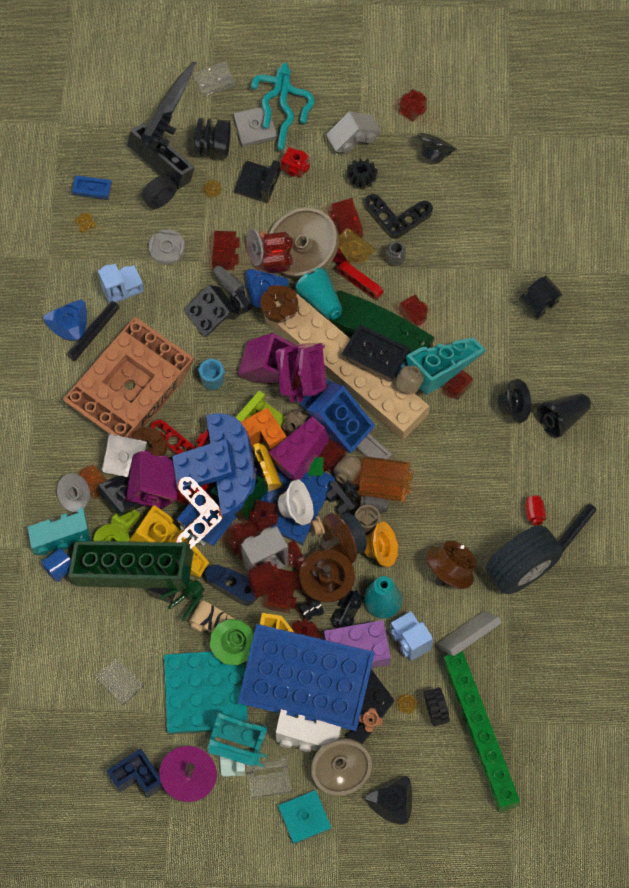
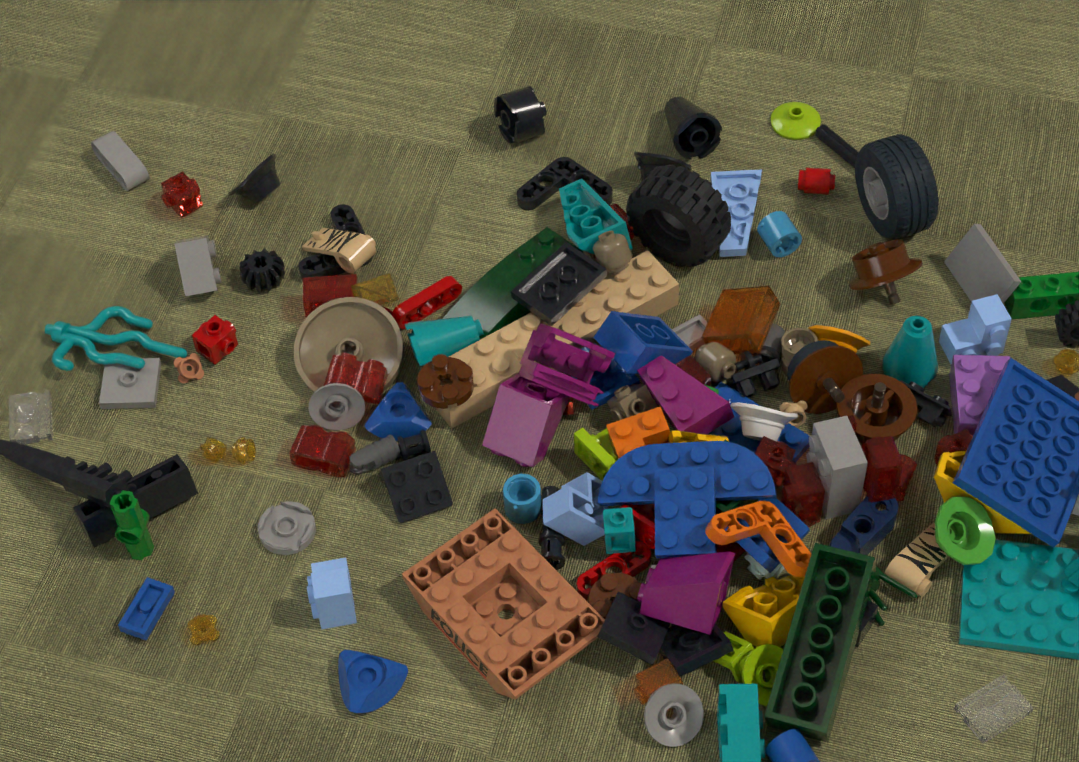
camera: 75 degrees left, 15 degrees down
(93, 331) = (398, 649): black axle -> none
(134, 158) = (132, 525): none -> green piece
(159, 191) = (197, 511): black tyre -> none
(187, 399) = (551, 540): none -> black pin
(192, 431) = (619, 530): none -> teal bracket
(201, 406) = (576, 510): none -> light blue brick
(212, 138) = (135, 426): black wheel -> none
(216, 206) = (244, 450): none -> clear yellow plate
(258, 180) = (226, 388): black bracket -> none
(267, 154) = (196, 368): none -> nougat plate
(310, 609) = (916, 443): black wheel -> none
(389, 213) = (348, 248): none -> tan door
(396, 253) = (402, 251): dark grey brick -> none
(414, 310) = (492, 249): clear red brick -> none
(436, 58) = (120, 160): none -> light grey beam
(455, 416) = (678, 215): none -> black tyre
(474, 492) = (779, 234): none -> dark azure piece
(496, 339) = (559, 179): none -> black beam
(498, 459) = (740, 193): none -> light blue wing
(596, 496) = (795, 120): none -> lime dish

